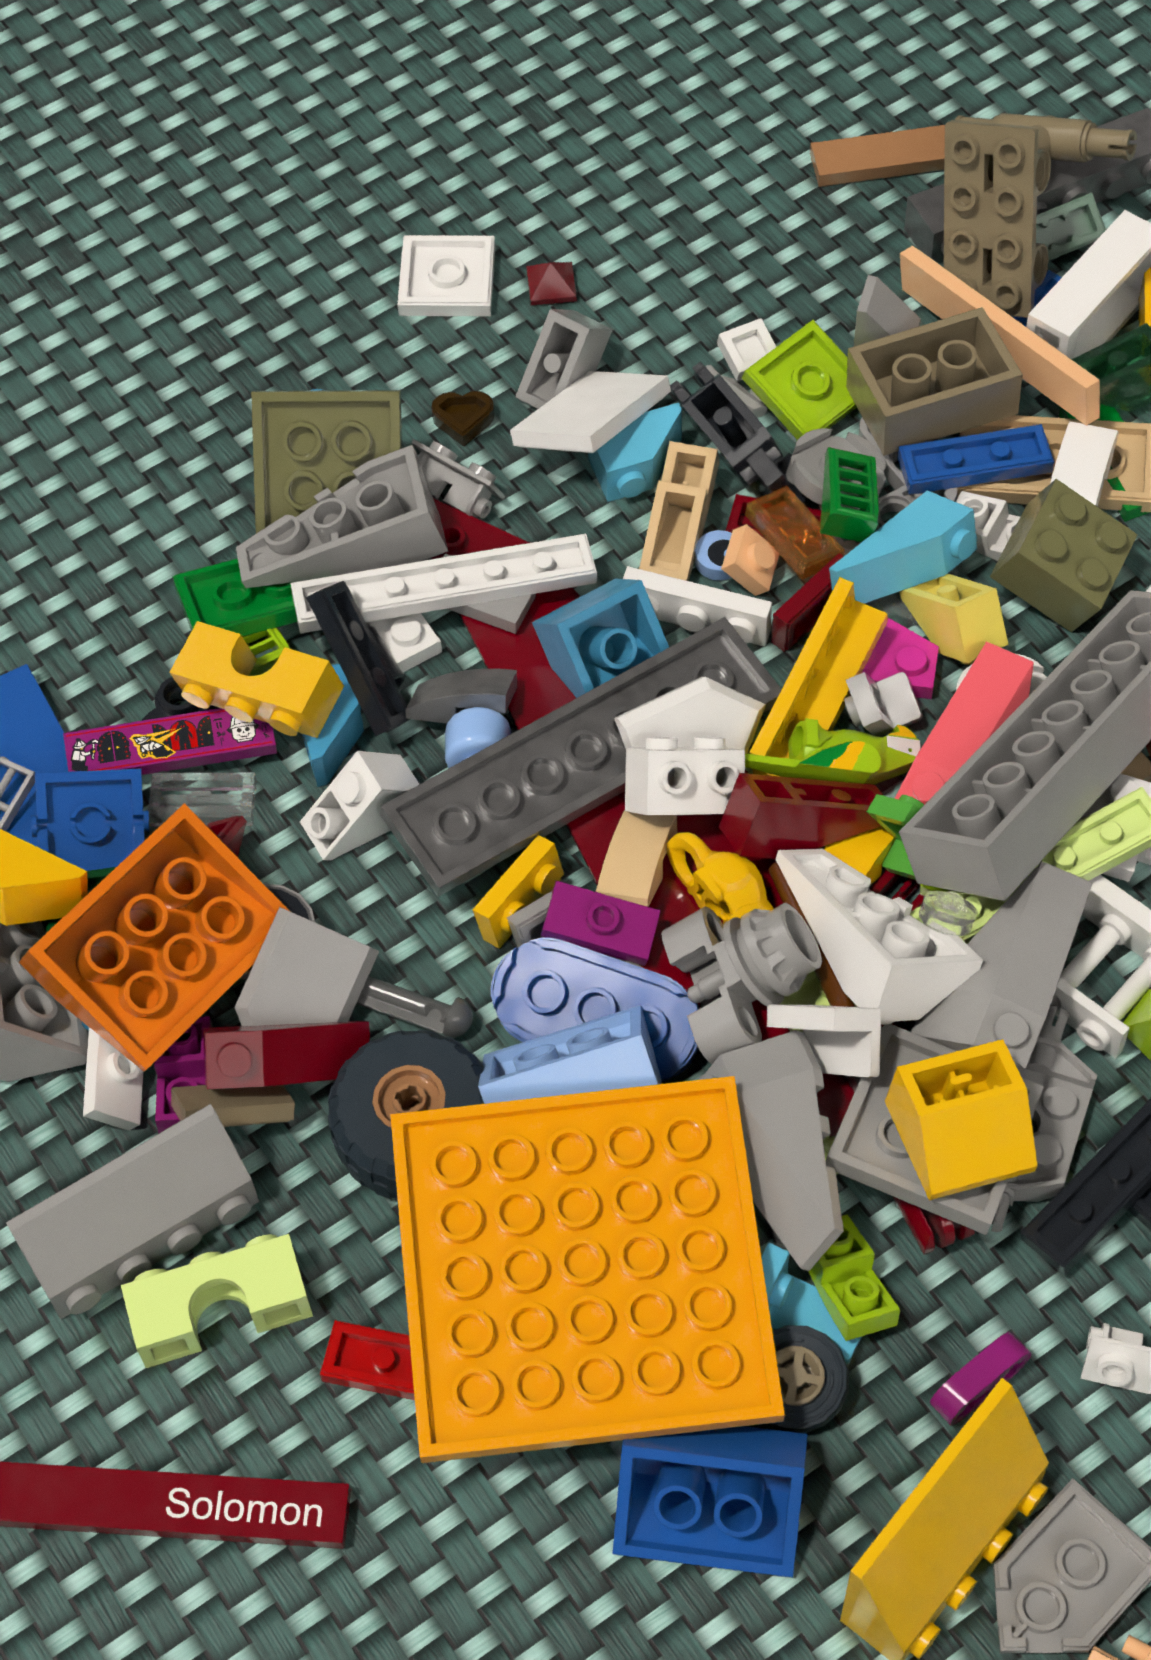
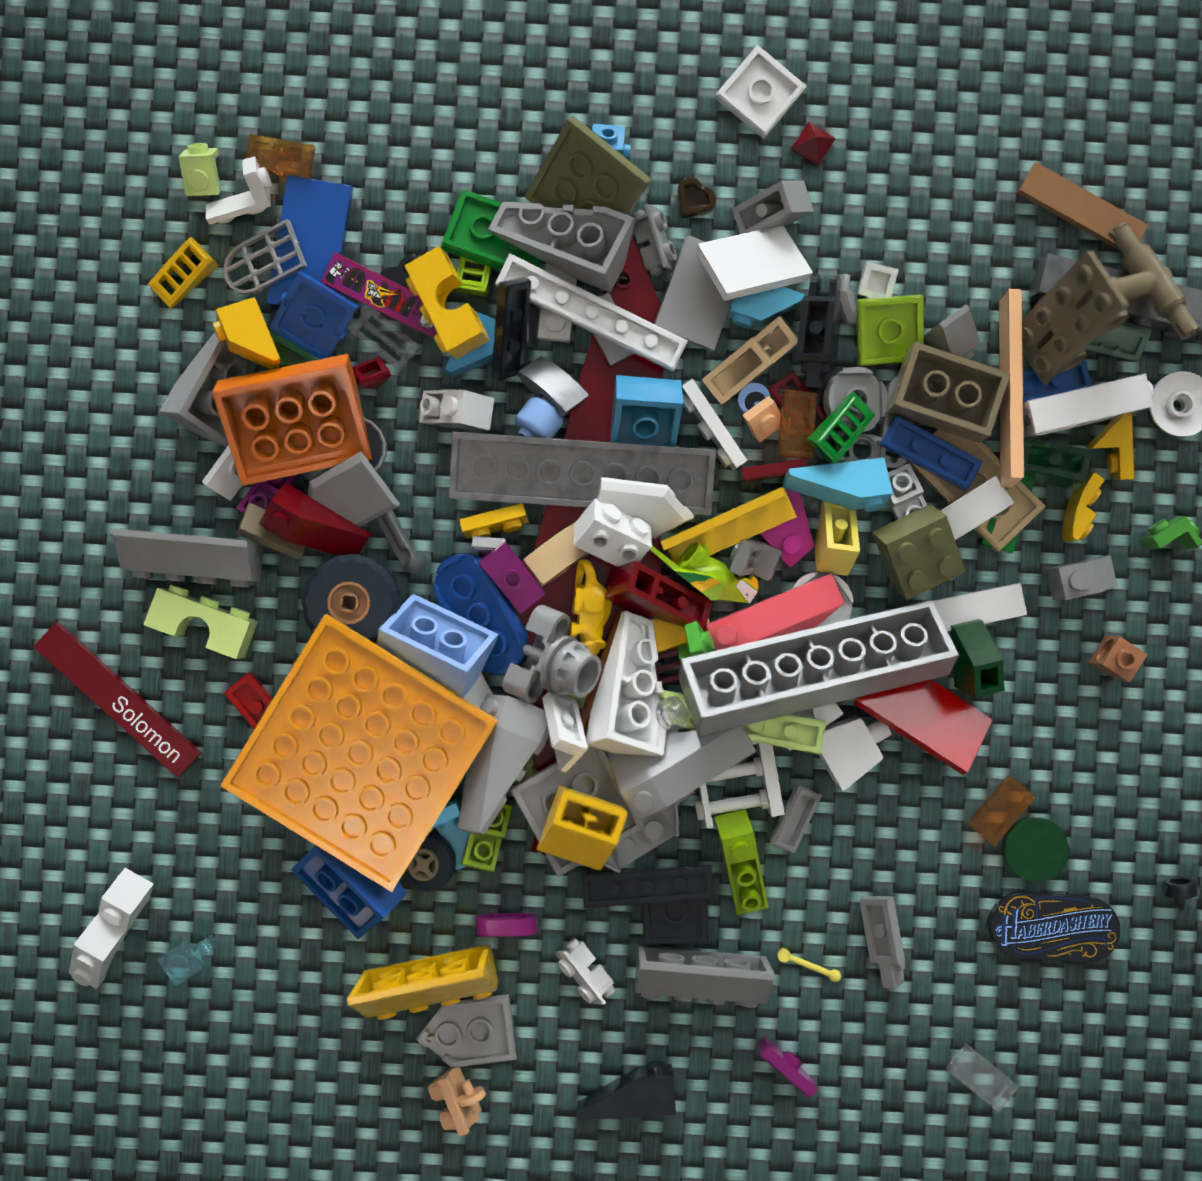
camera: 35 degrees right, 30 degrees up
(555, 495) = (692, 302): none -> light grey tile

